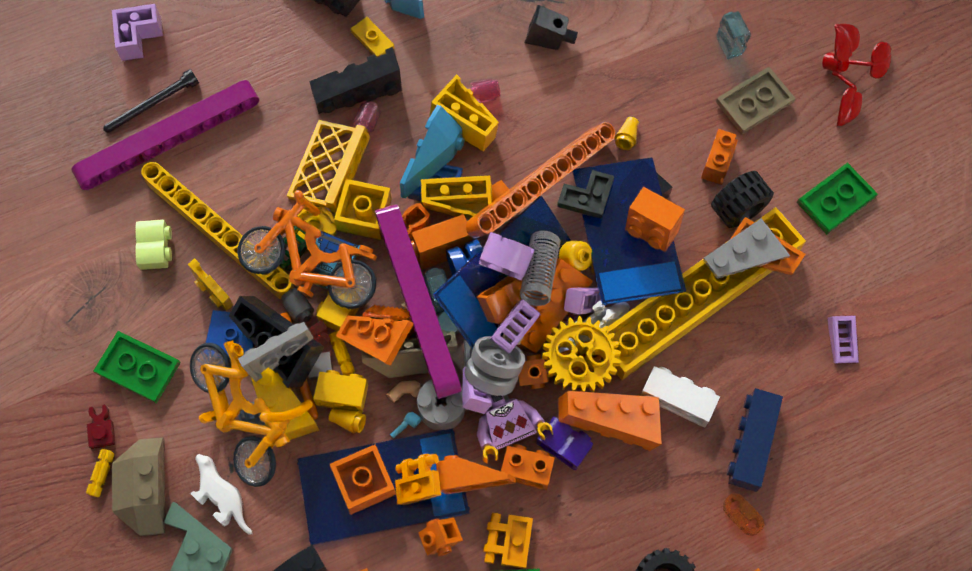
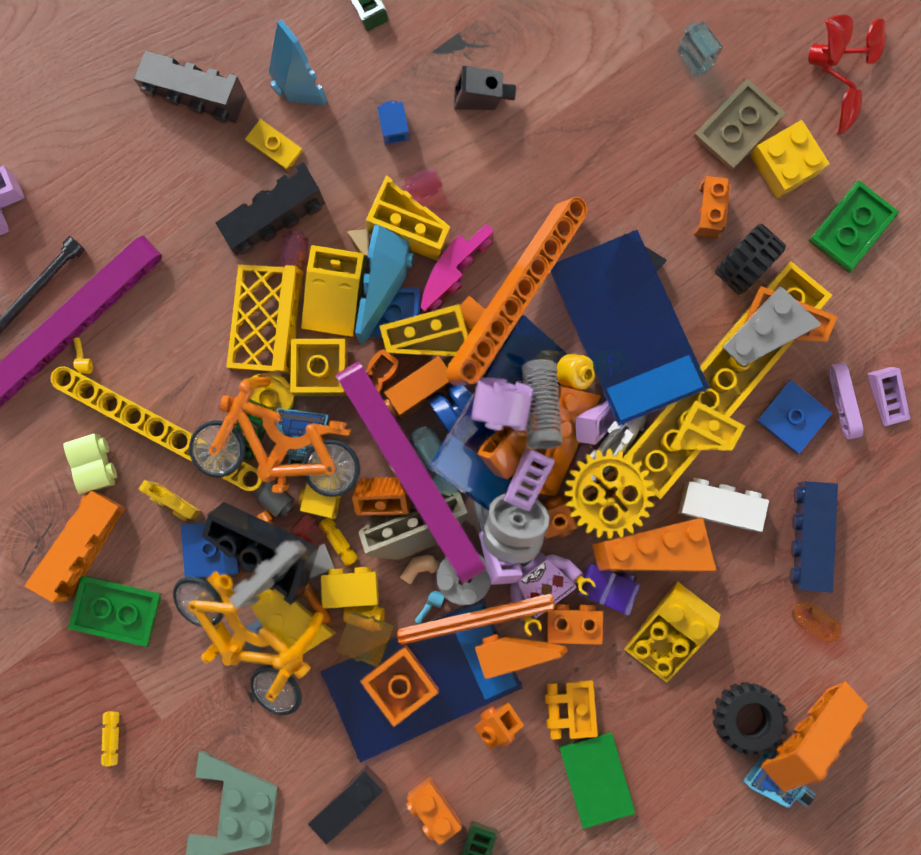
camera: 10 degrees left, 15 degrees up
(101, 431) = (97, 691): dark red plate -> none
(121, 306) = (75, 548): none -> orange wedge
(140, 487) = (159, 743): dark tan wedge -> none
(169, 166) = (83, 365): none -> yellow hand
(220, 493) = (247, 732): white animal -> none
(342, 434) = (364, 638): none -> clear yellow piece
(375, 336) = (374, 525): orange wing -> none
(389, 152) = (333, 290): none -> yellow slope
(419, 486) = (459, 680): light orange plate -> none
(421, 119) = (361, 241): none -> tan slope
(443, 438) = (476, 619): none -> orange axle
(472, 40) = (393, 122): none -> blue brick
(498, 150) = (446, 275): none -> dark pink slope
(589, 200) = (580, 303): pearl dark grey plate -> none
(612, 493) = (673, 632): none -> yellow slope
(626, 136) = (600, 201): yellow cone -> none
(654, 219) = (659, 316): orange brick -> none
(676, 322) = (707, 430): none -> yellow wing
(756, 338) = (794, 417): none -> blue plate
(791, 133) = (789, 159): none -> yellow brick
(803, 333) = (845, 401): none -> lavender beam

